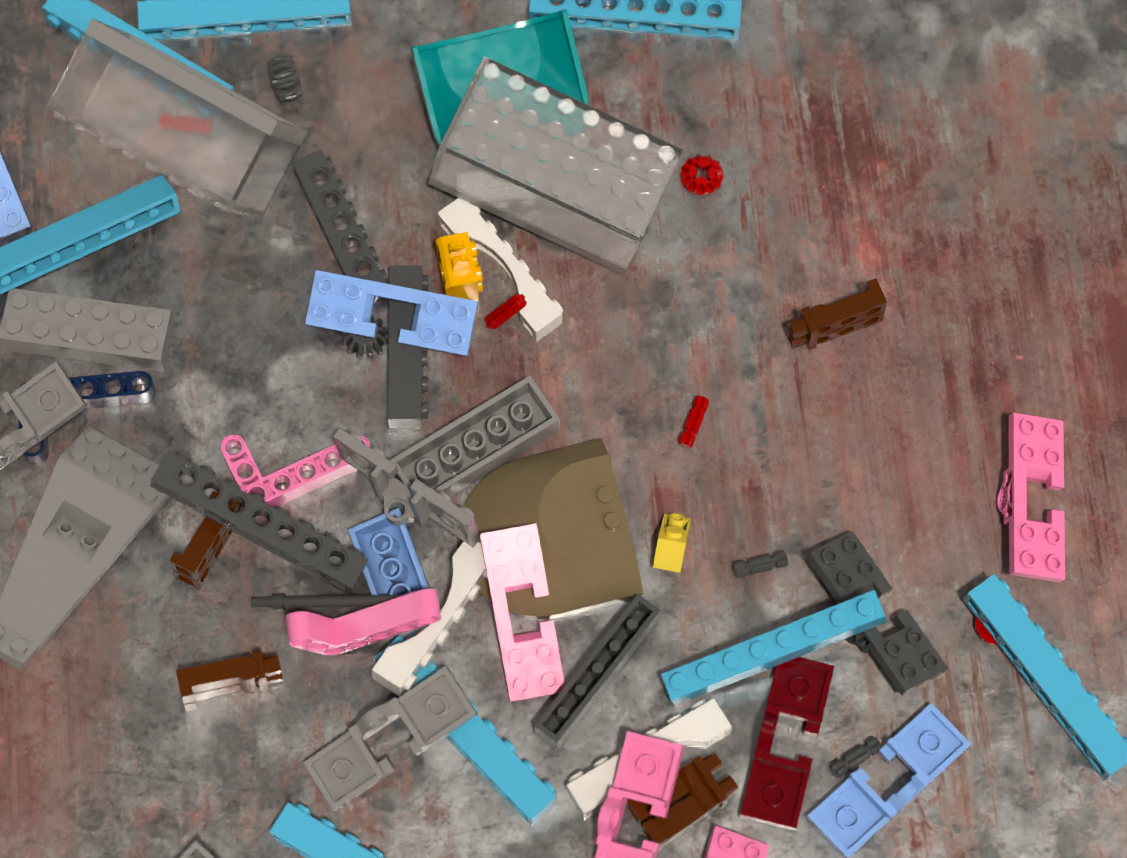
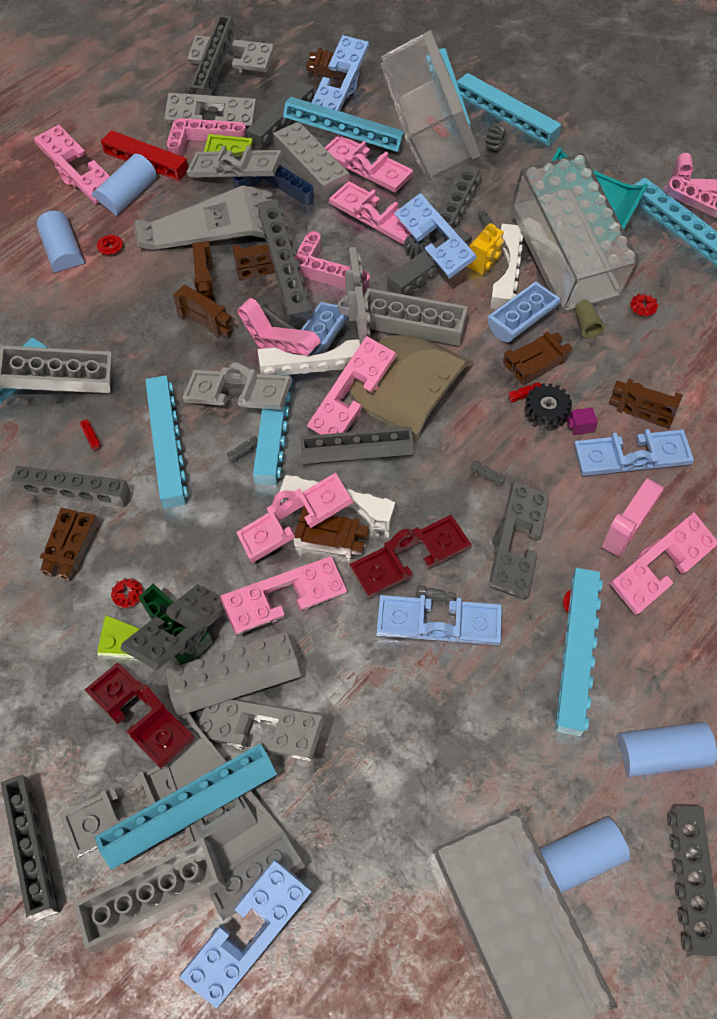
camera: 50 degrees right, 10 degrees down
(168, 635) = (202, 263): none -> reddish brown hips
(204, 258) = (383, 171): none -> bright pink plate
(211, 337) = (356, 201): none -> bright pink plate
(407, 220) = (484, 217): none -> dark grey axle
(473, 799) = (242, 449): none -> dark grey axle
(505, 311) = (488, 280): red axle -> none
(589, 318) = (522, 312): none -> light blue brick
(667, 257) = (589, 320): none -> olive plant
(672, 542) = (455, 427): light yellow slope -> none
(675, 345) = (537, 357): none -> reddish brown hips
(738, 435) = (546, 417): none -> black bush
(774, 647) = (450, 505): medium azure brick -> none
(792, 402) = (582, 421): none -> magenta brick
(856, 423) = (606, 455): none -> light blue plate
(967, 508) = (627, 524): none -> bright pink beam

